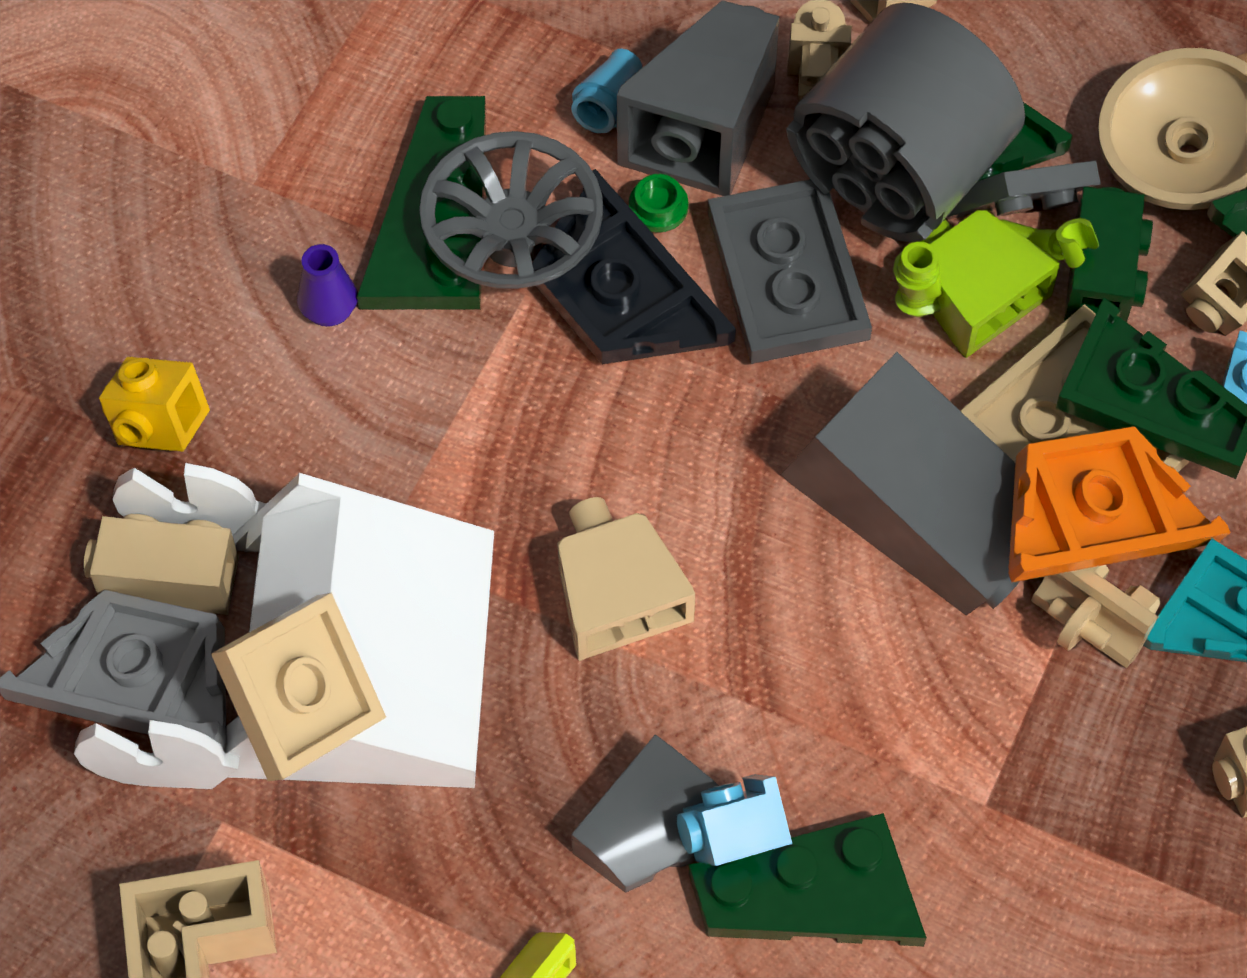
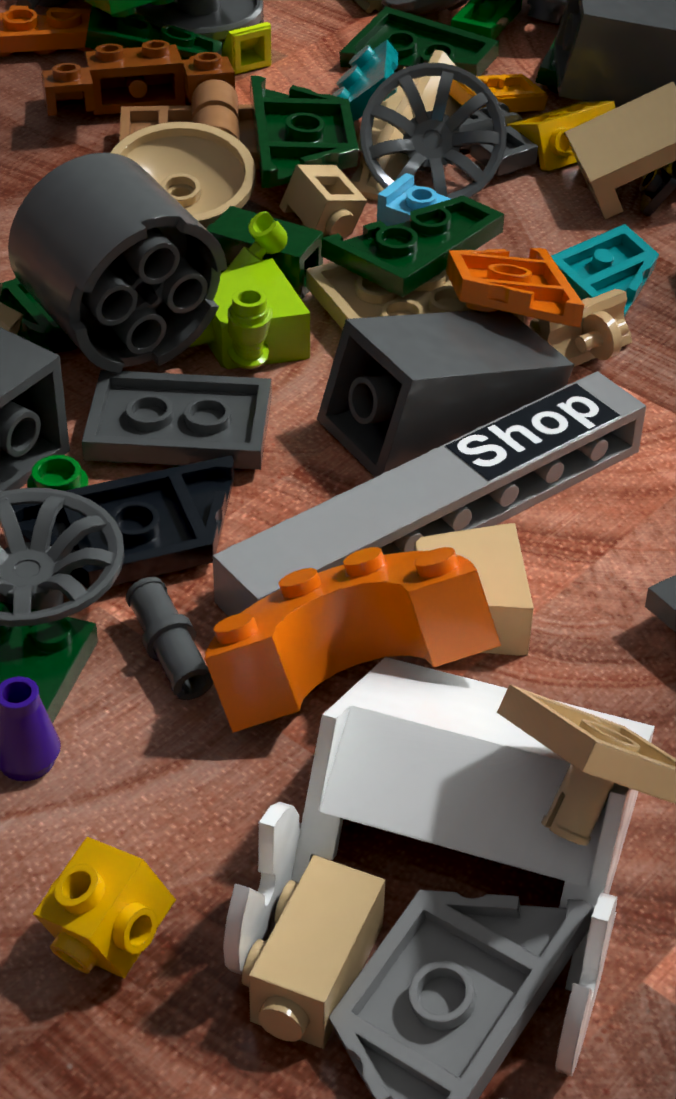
camera: 75 degrees left, 20 degrees down
(480, 358) = (169, 638): none -> dark grey pin
(498, 461) = (343, 617): none -> orange brick
(748, 529) = (446, 490): none -> light grey brick

